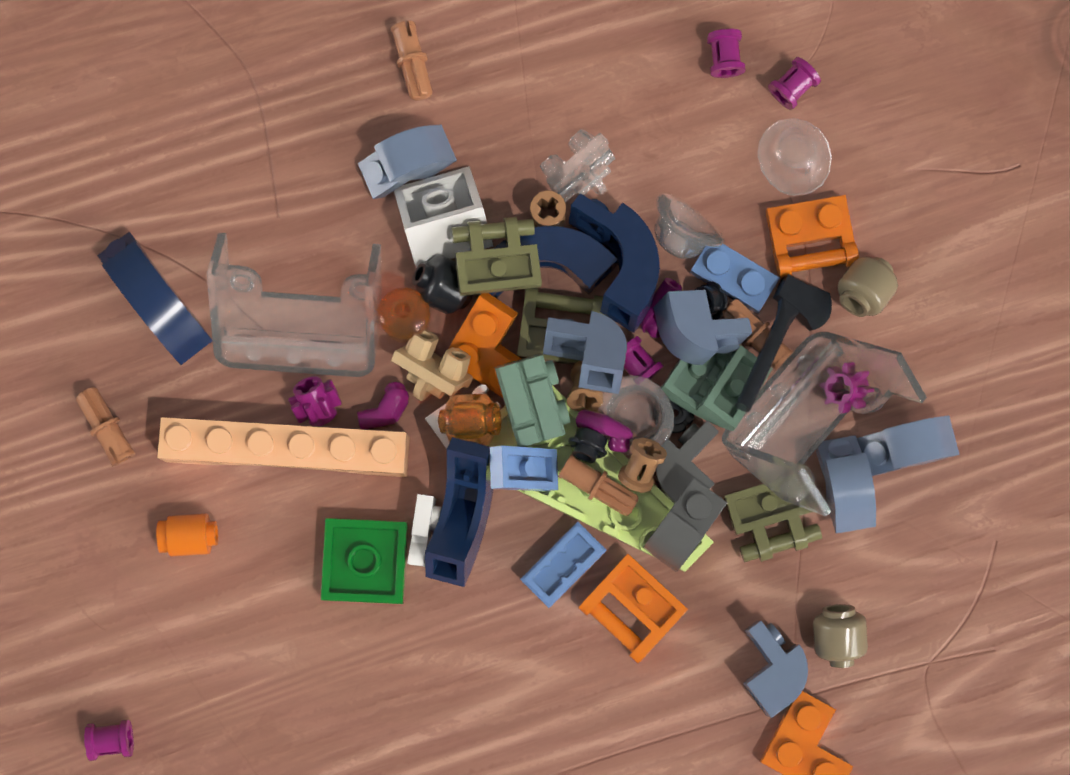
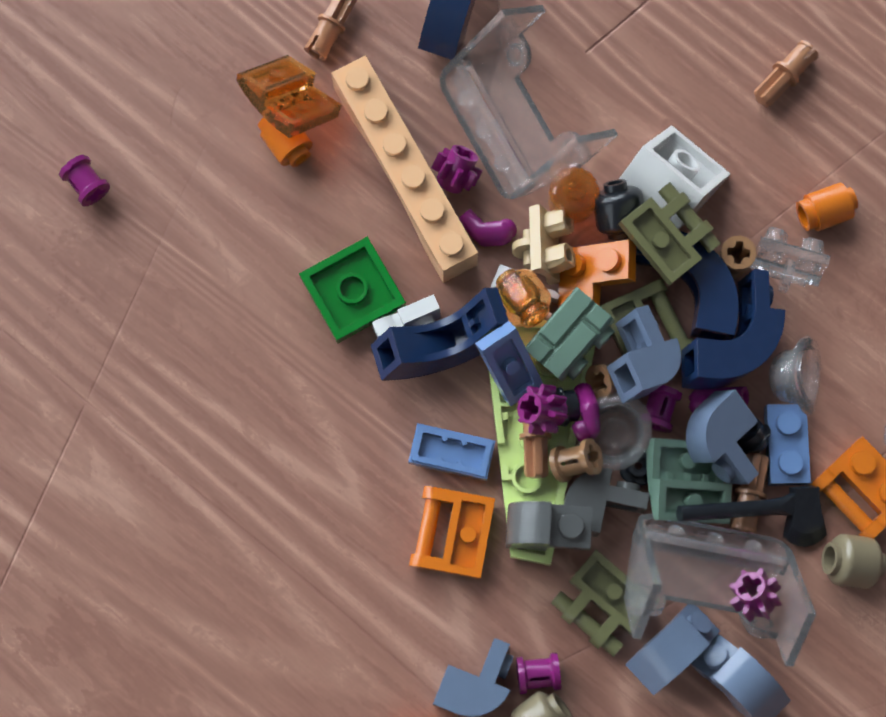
camera: 55 degrees right, 5 degrees down
(151, 510) = (286, 95): none -> clear orange slope
(406, 157) = (705, 116): sand blue brick -> none
(553, 105) = (827, 207): none -> orange brick
(583, 466) = (542, 409): none -> magenta gear
(798, 610) = (538, 673): none -> magenta bush

